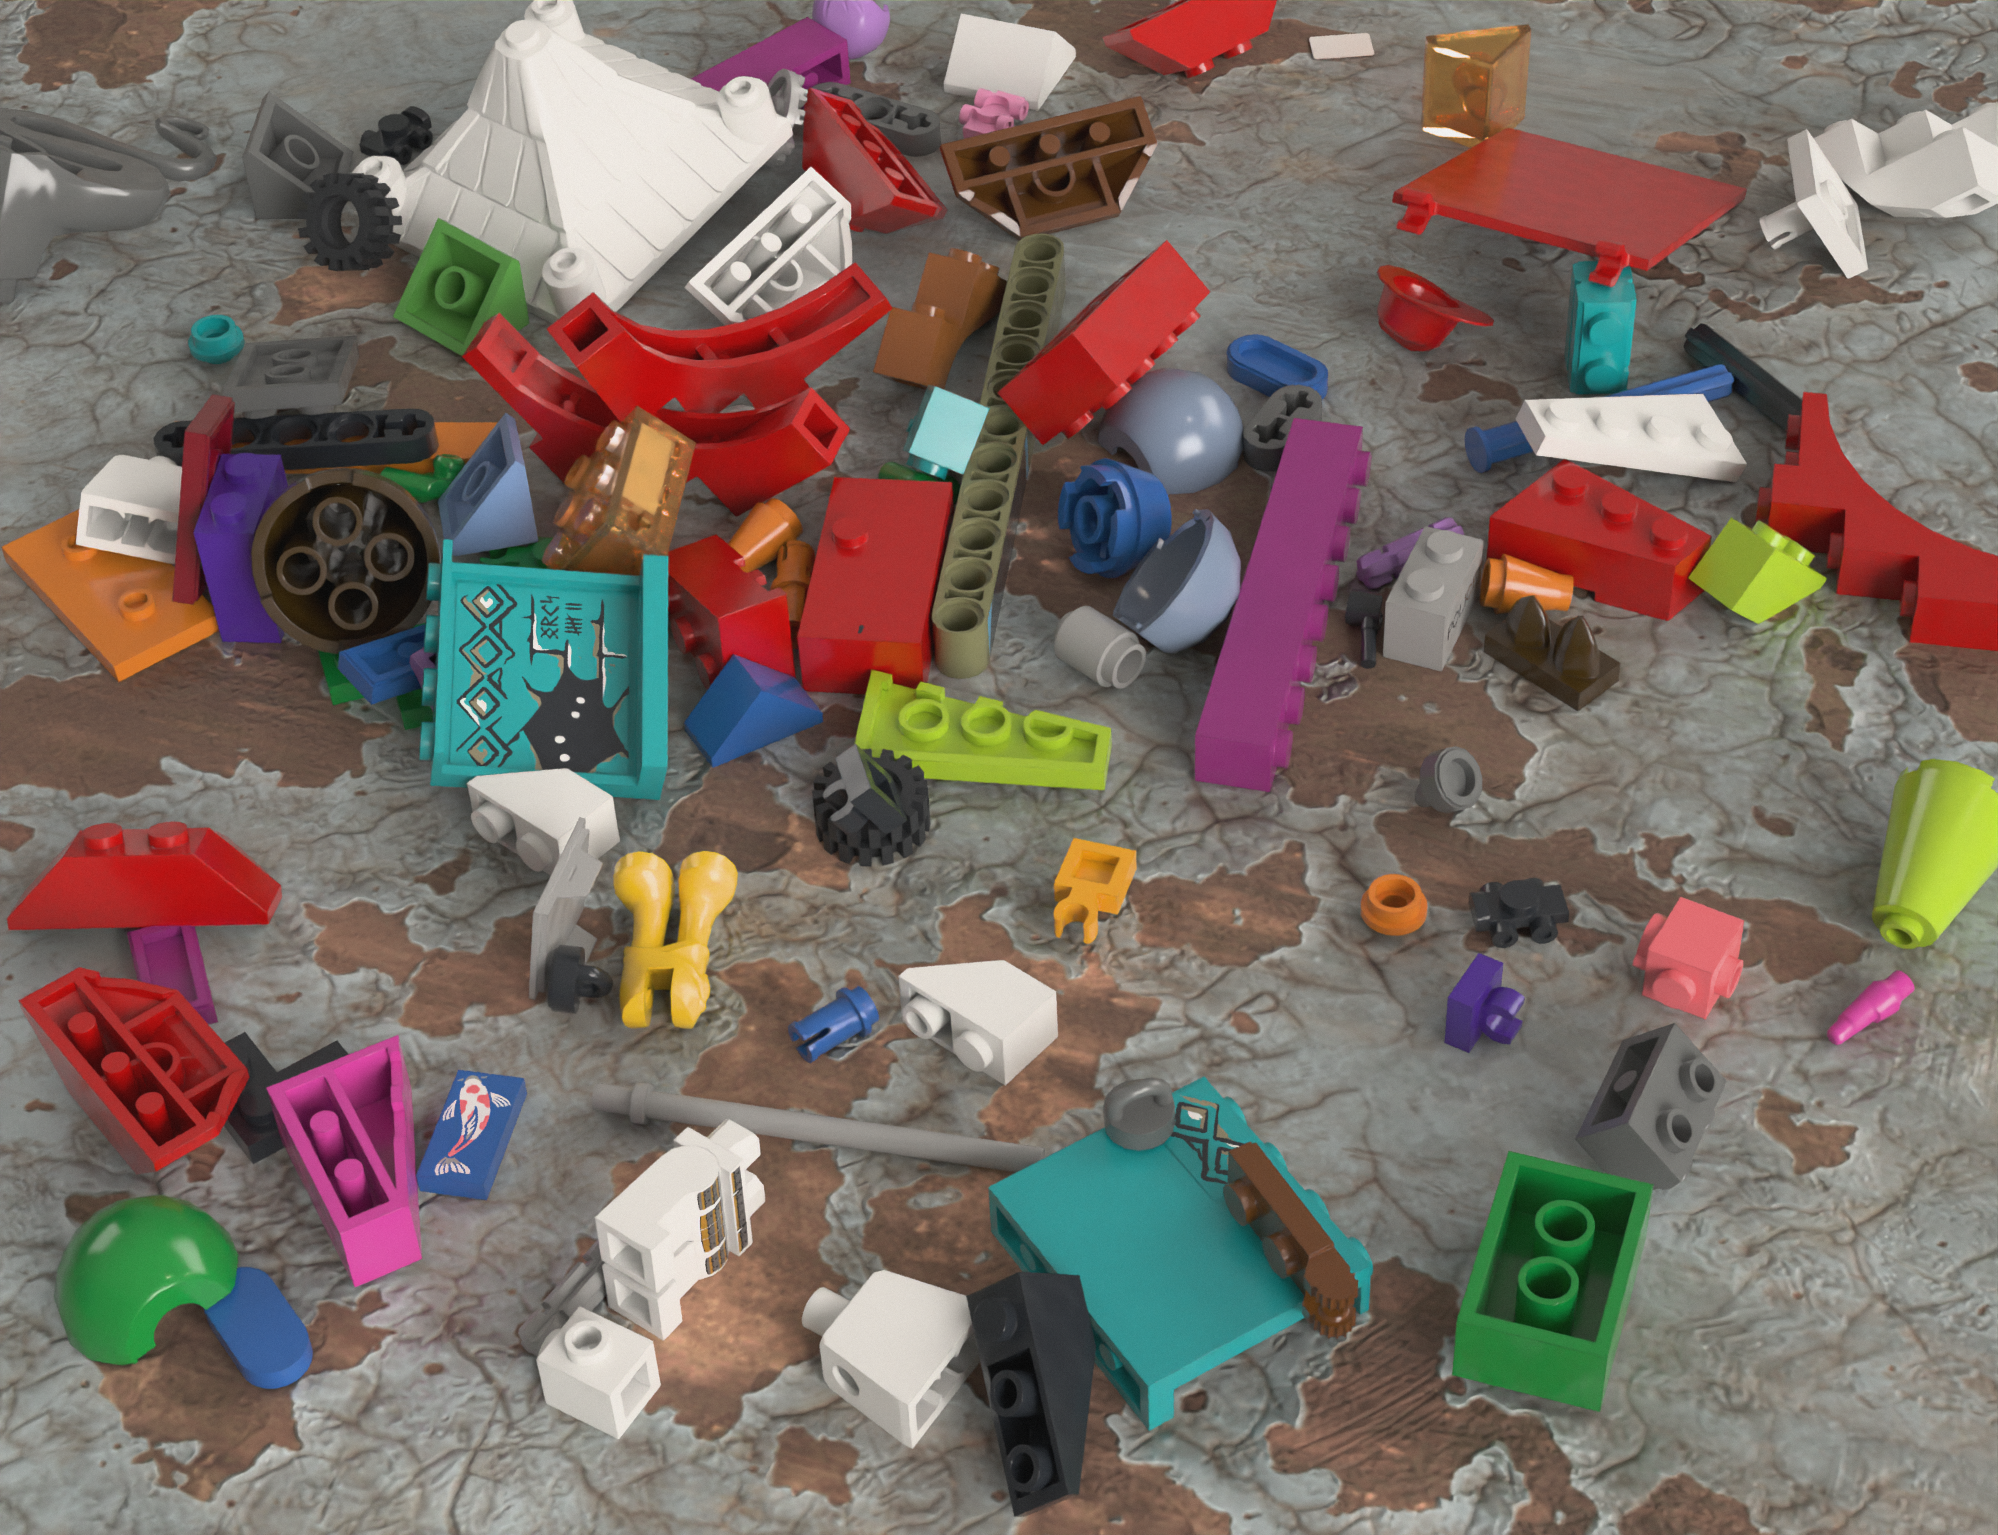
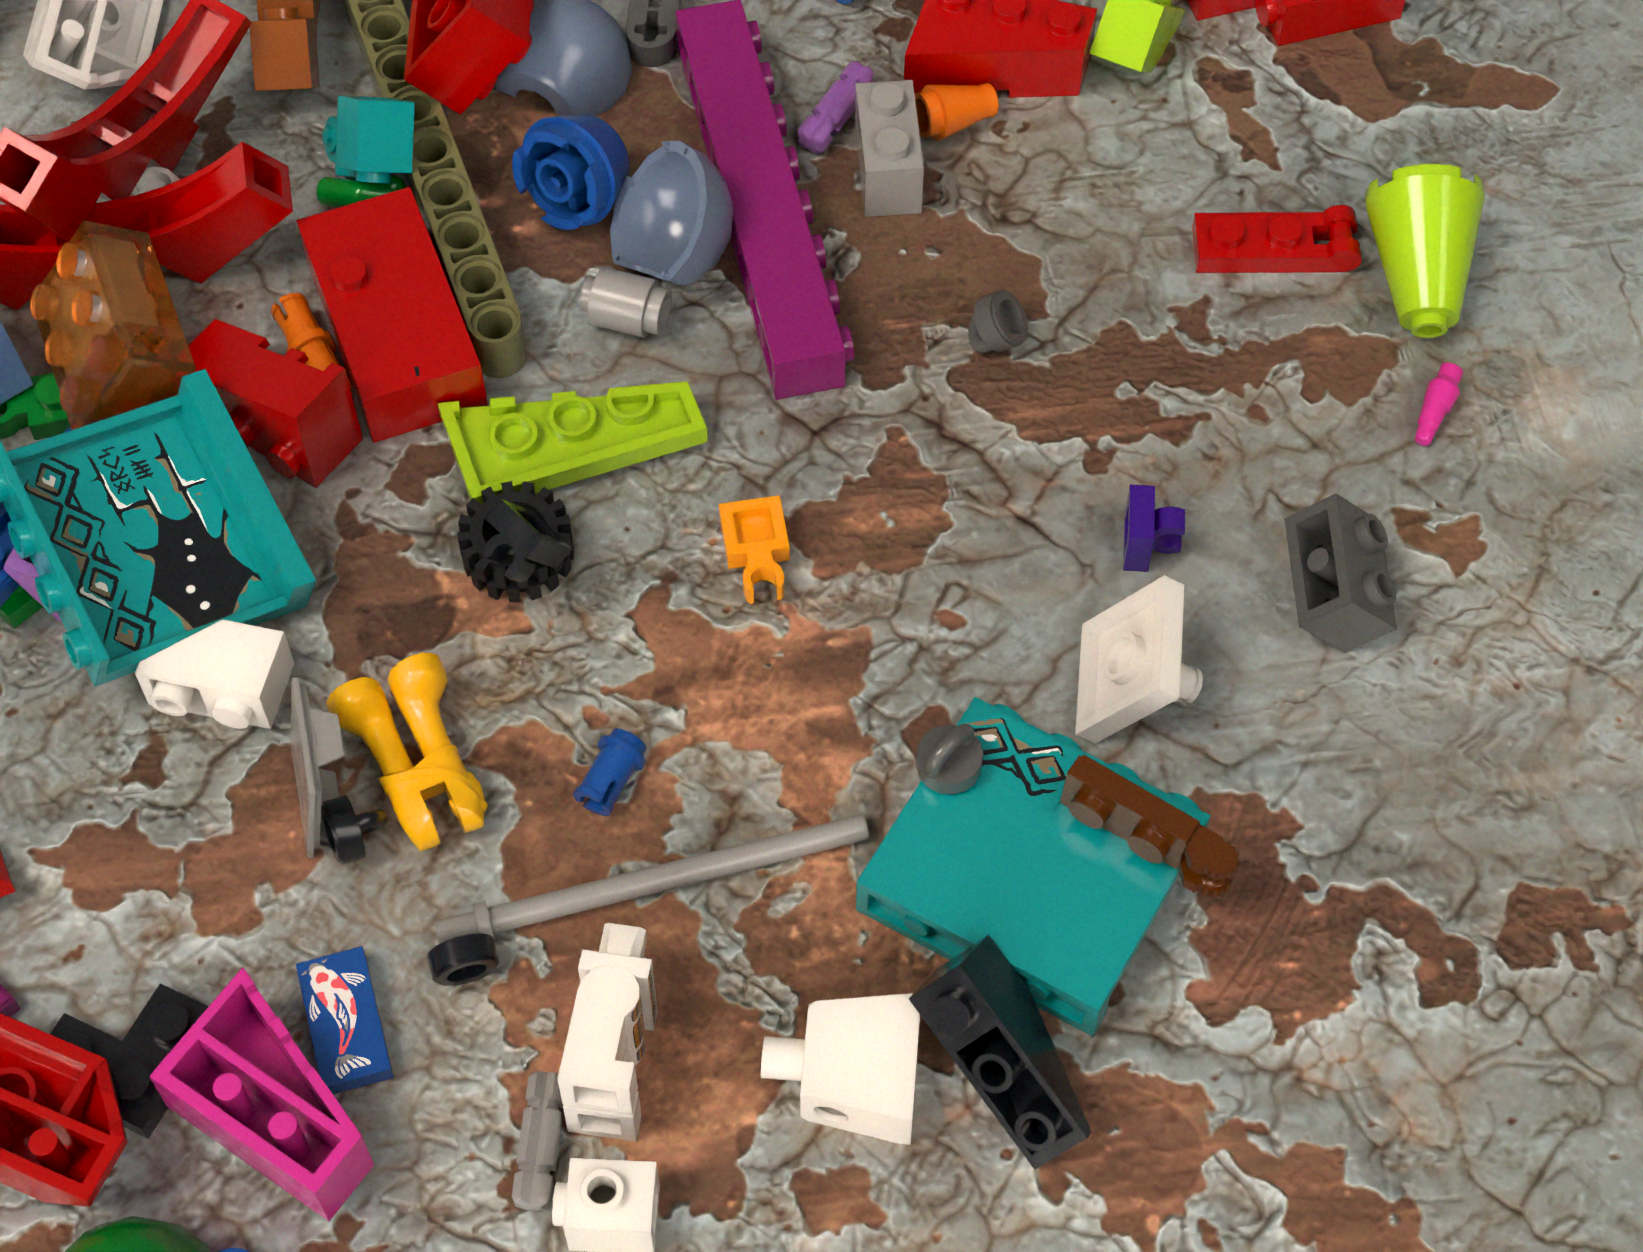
camera: 30 degrees left, 15 degrees up
(601, 1121) = (463, 959): none -> black tile
(748, 710) = (342, 487): blue slope -> none
(764, 532) = (250, 295): orange cone -> none
(981, 1013) = (736, 709): white slope -> none
(1365, 611) = (833, 178): black hand -> none
(1384, 1110) = (1133, 661): none -> white tile
(1394, 905) = (1023, 447): orange plate -> none
(1518, 905) = (1119, 419): black piece -> none
(1552, 656) = (1009, 167): dark brown tile -> none
(1552, 1281) = (1353, 763): green brick -> none
(1690, 957) = (1284, 415): coral brick -> none
(1789, 808) = (1276, 241): none -> red plate

